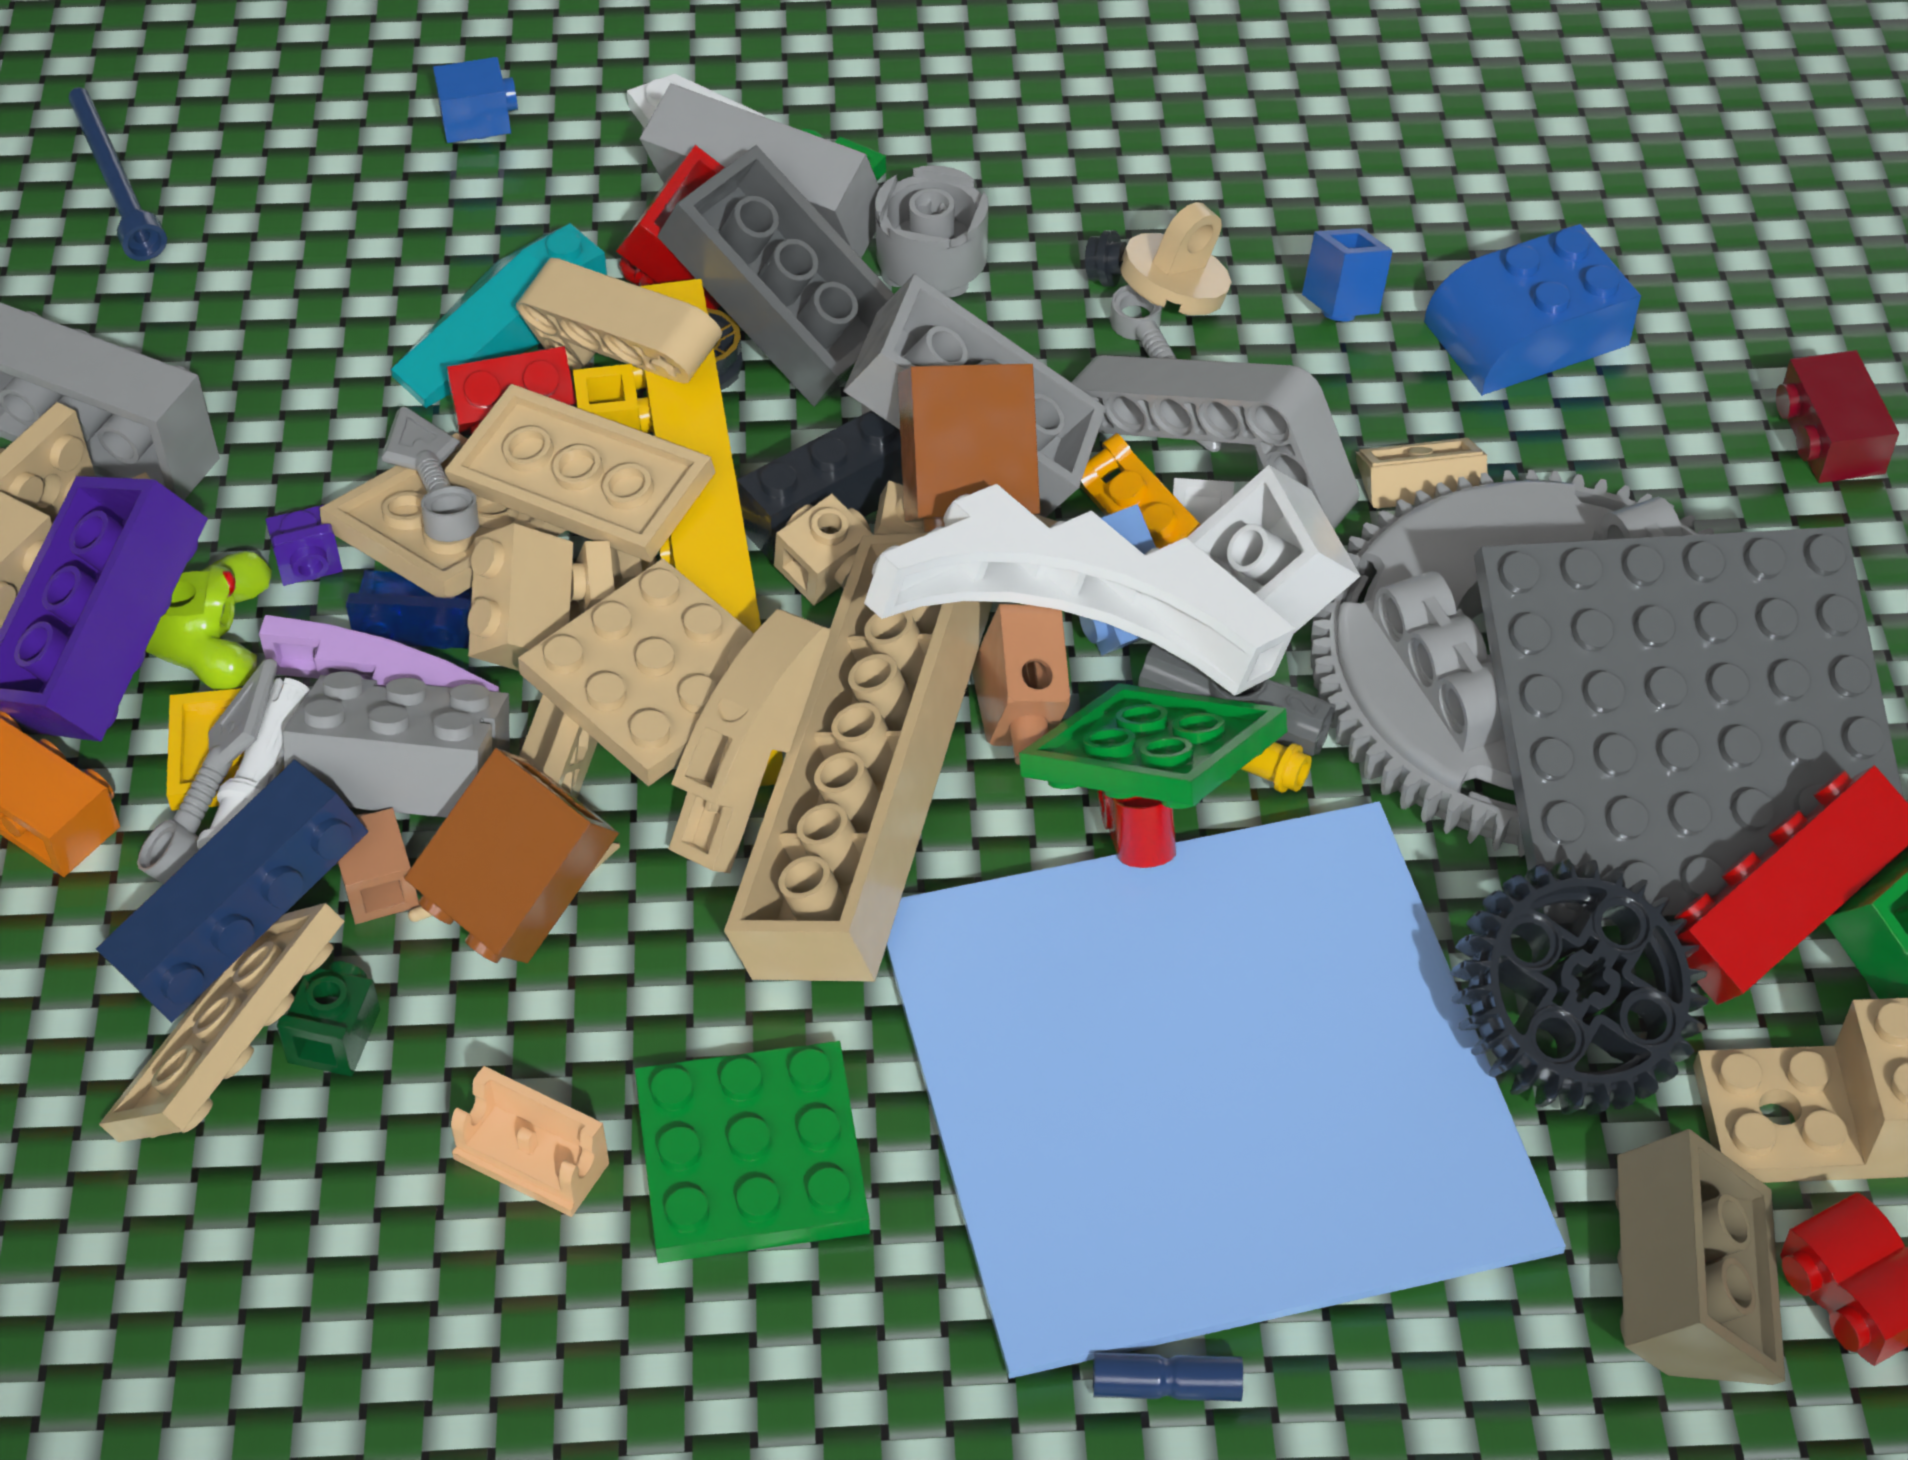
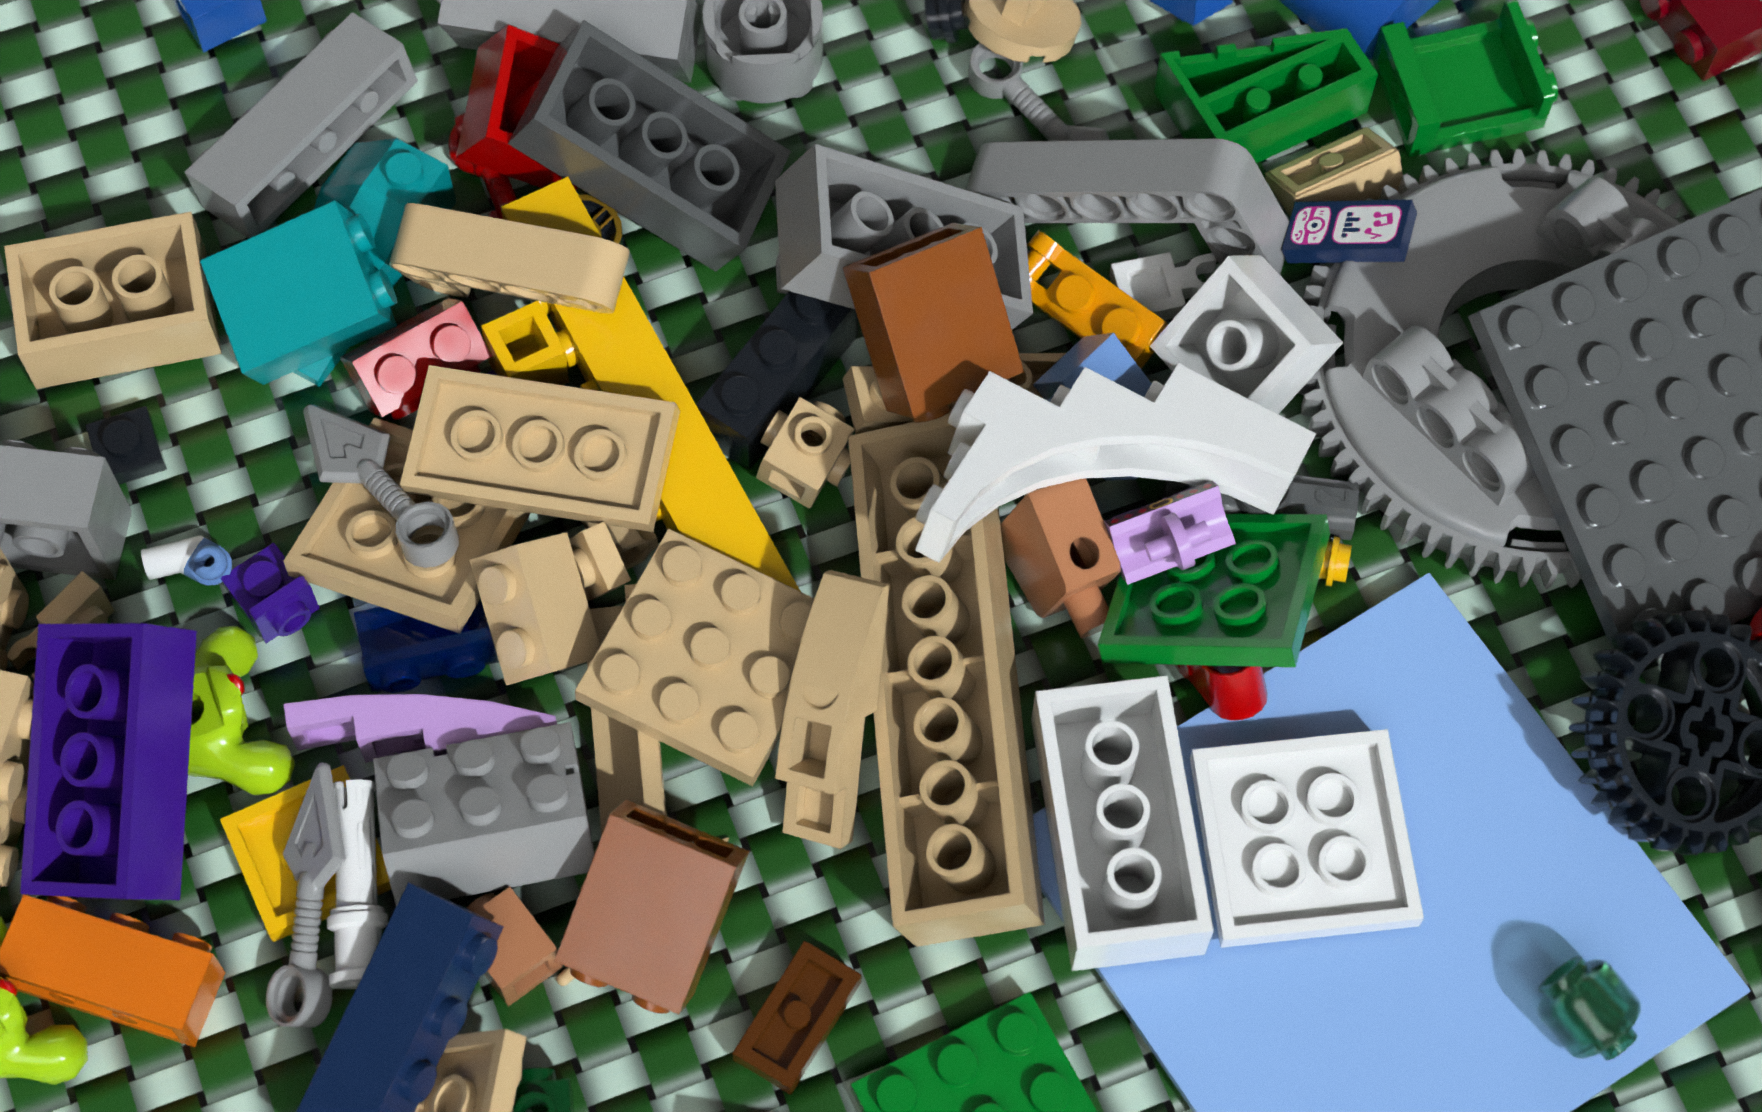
camera: 20 degrees left, 15 degrees up
(238, 406) = (128, 444): none -> black plate
(250, 500) = (192, 557): none -> arm
(275, 288) = (111, 300): none -> tan brick
(431, 314) = (300, 292): none -> teal brick
(499, 207) = (302, 126): none -> light grey brick
(610, 999) = (797, 1017): none -> reddish brown plate
(977, 910) = (1120, 823): none -> white brick
(1127, 682) = (1170, 532): none -> lavender hips
(1158, 979) = (1305, 838): none -> white plate
(1382, 1200) = (1589, 1008): none -> clear green head
(1386, 381) = (1267, 93): none -> green wedge
(1408, 499) = (1349, 231): none -> tile
(1577, 423) = (1465, 82): none -> green panel

